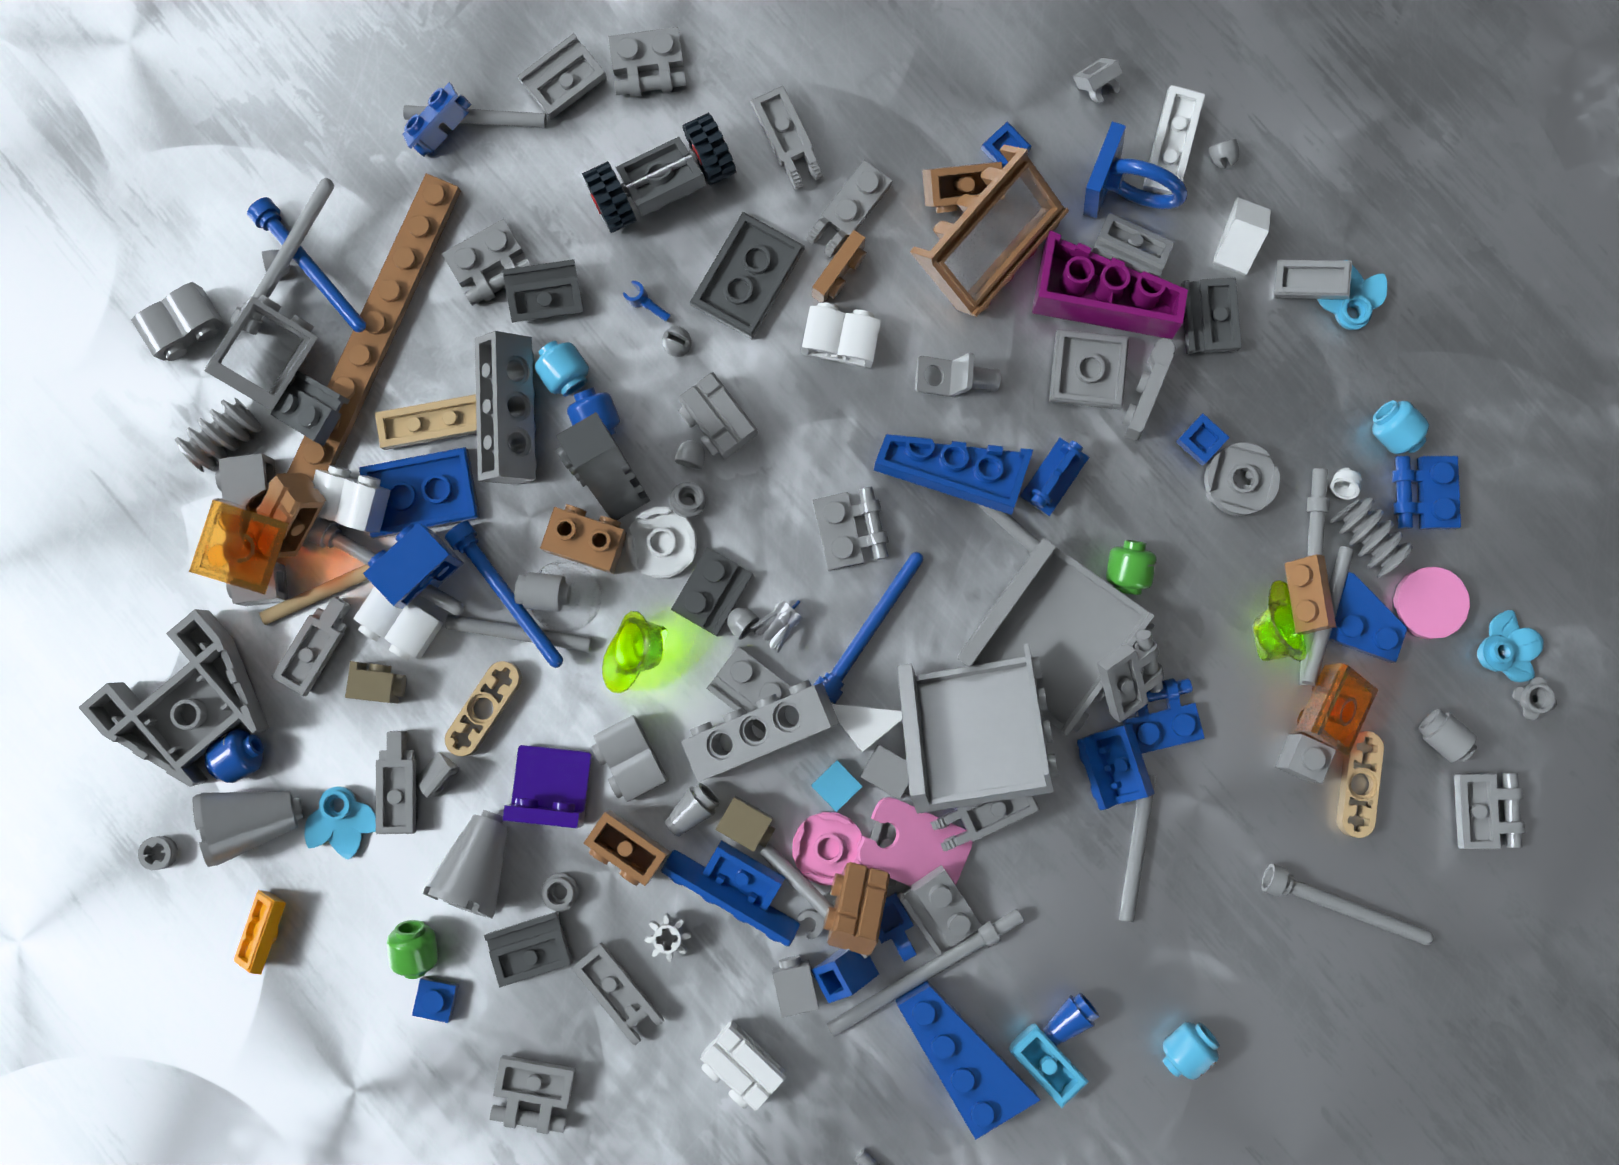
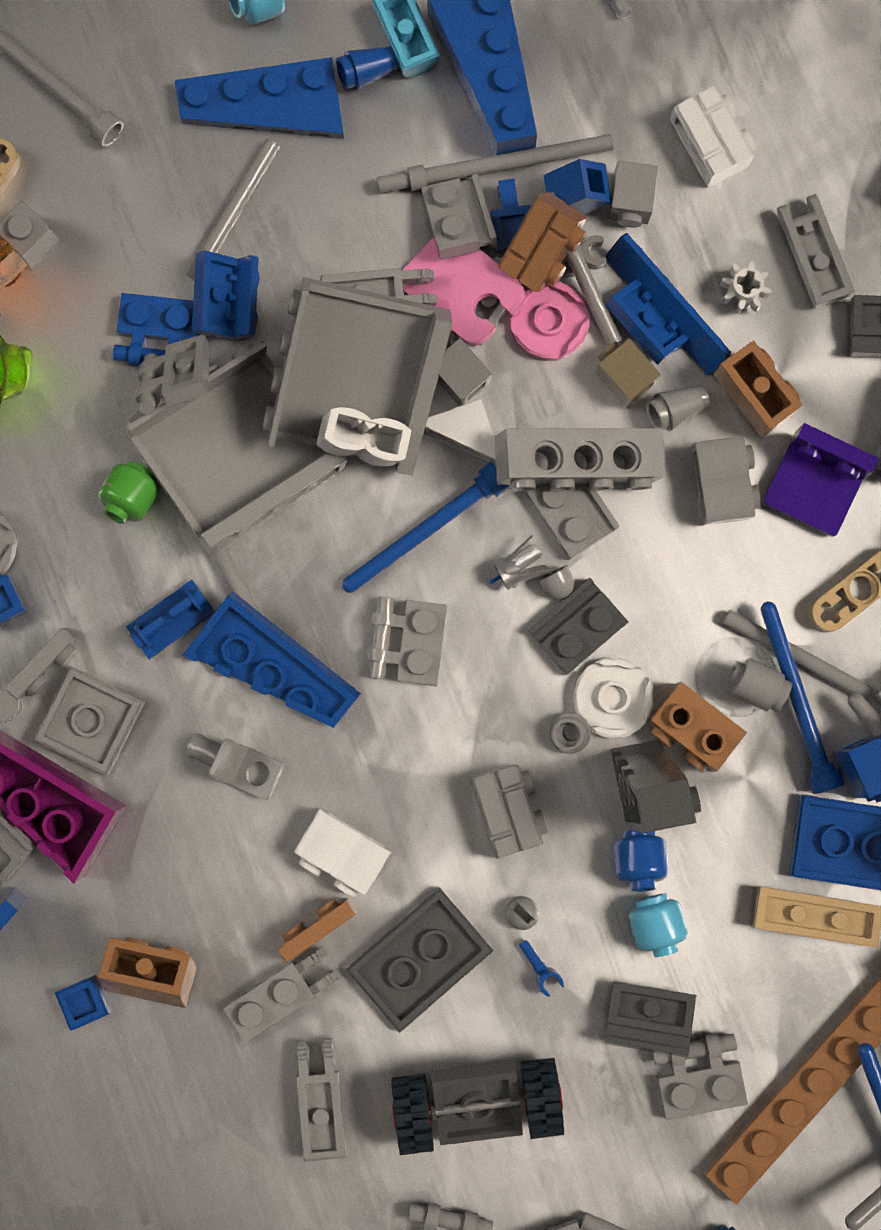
camera: 160 degrees left, 0 degrees up
(505, 408) = (741, 919): light grey brick -> none
(549, 896) = (849, 364): light grey plate -> none
(633, 650) = (684, 590): clear neon green piece -> none
(691, 455) = (549, 781): light grey hinge -> none
(836, 785) = (518, 379): medium azure tile -> none
(957, 676) = (374, 441): none -> white brick
(992, 234) = (135, 901): window -> none
(1139, 962) = (269, 98): none -> blue wing

